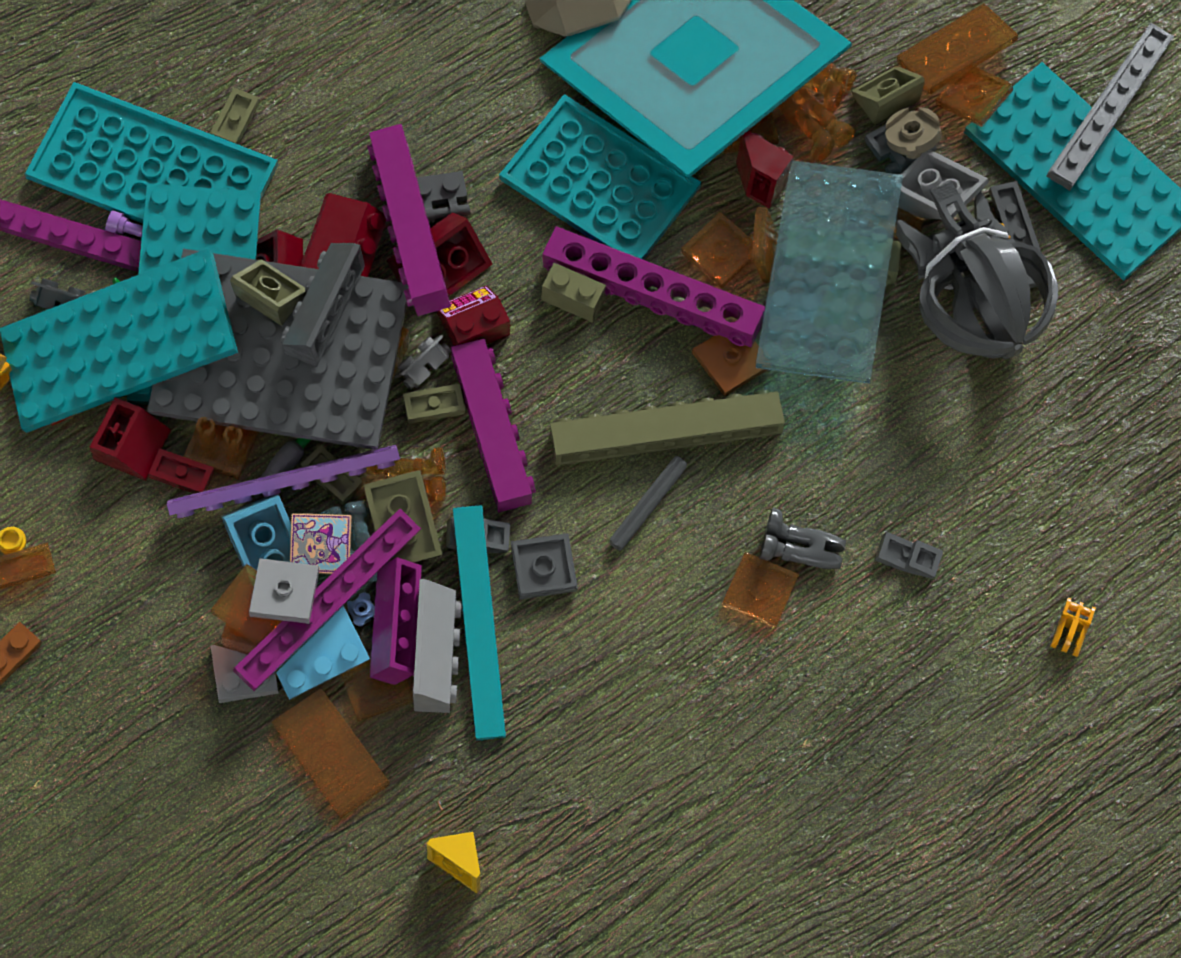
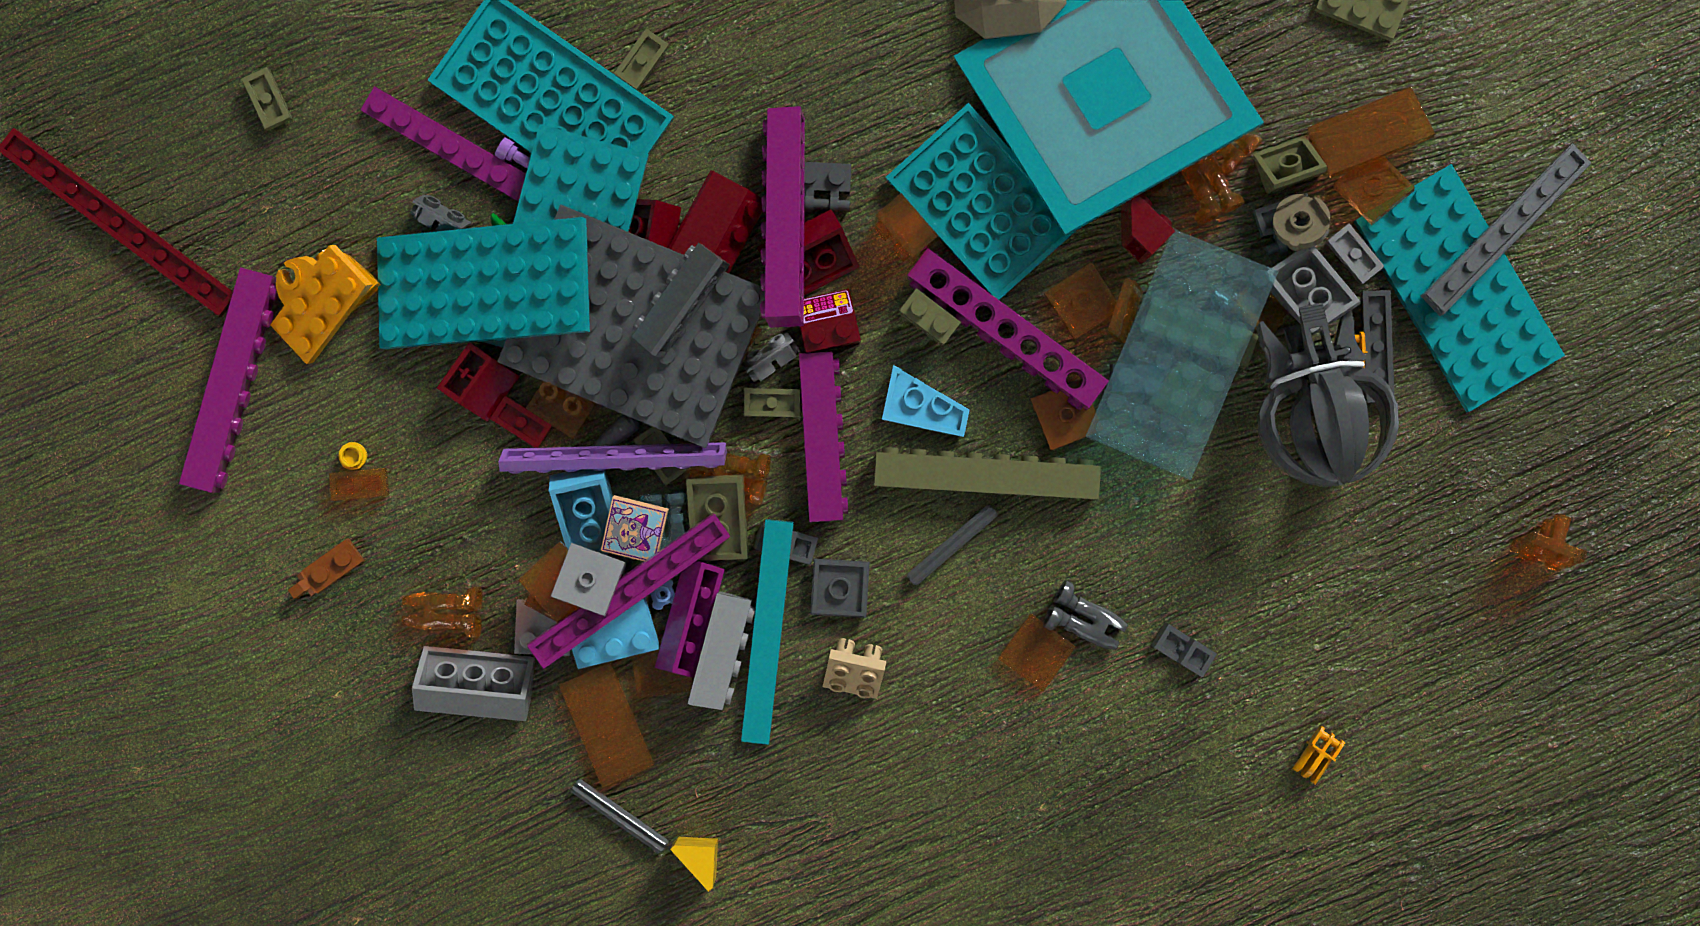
camera: 15 degrees right, 20 degrees up
(128, 682) = (432, 601): none -> clear orange piece
(181, 739) = (473, 683): none -> light grey slope
(268, 290) = (631, 271): olive slope -> none
(363, 843) = (619, 816): none -> dark grey axle
(529, 212) = (905, 229): none -> clear orange brick
(578, 641) = (854, 672): none -> tan plate
(584, 378) = (920, 406): none -> medium azure wing
(973, 155) = (1354, 254): none -> light grey plate

